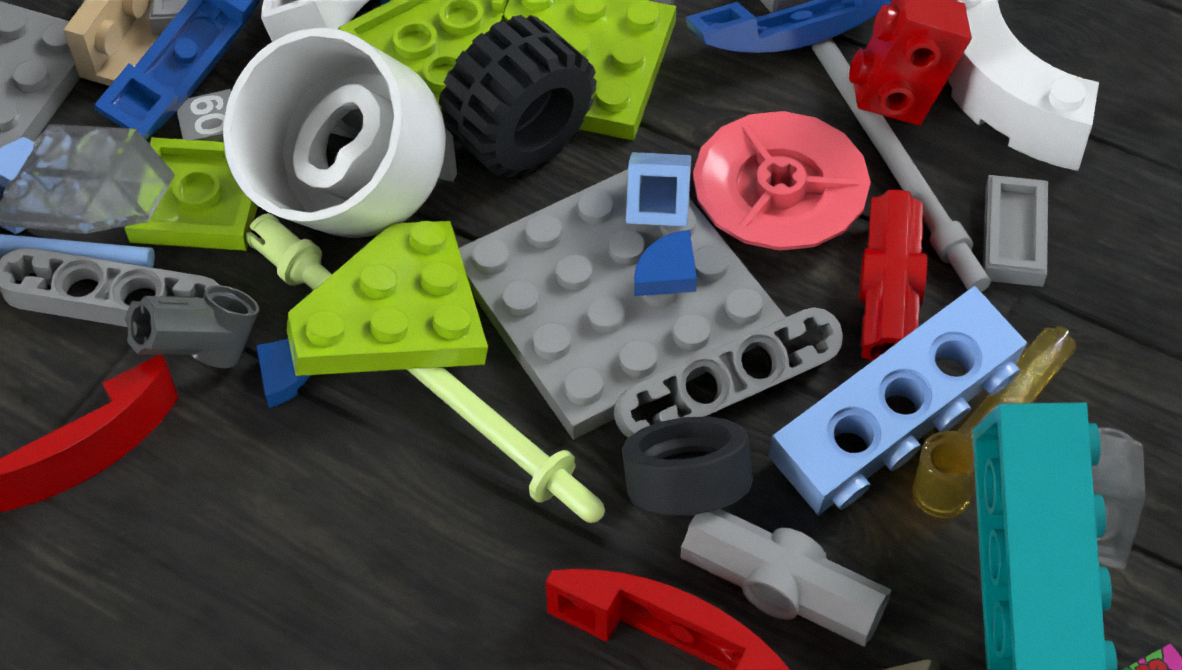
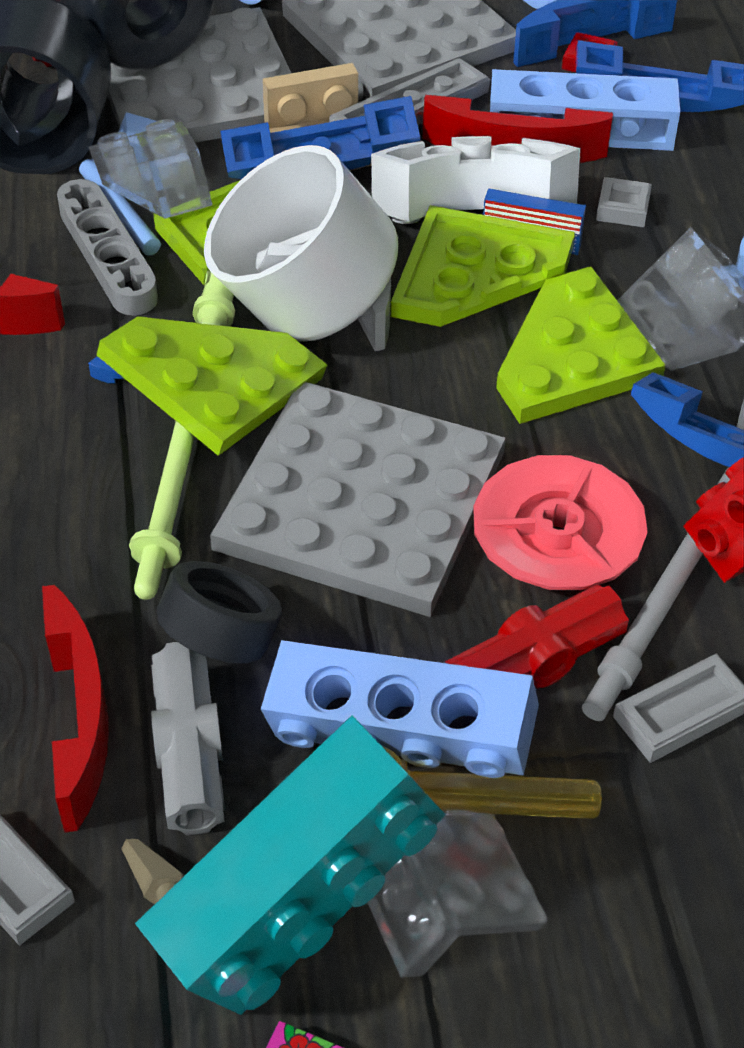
camera: 50 degrees right, 5 degrees down
(205, 327) = (106, 296): dark grey piece -> none
(517, 95) = (451, 317): black tyre -> none
(658, 189) = (455, 444): light blue brick -> none
(667, 266) = (393, 495): blue tile -> none
(727, 369) = (344, 591): light grey beam -> none

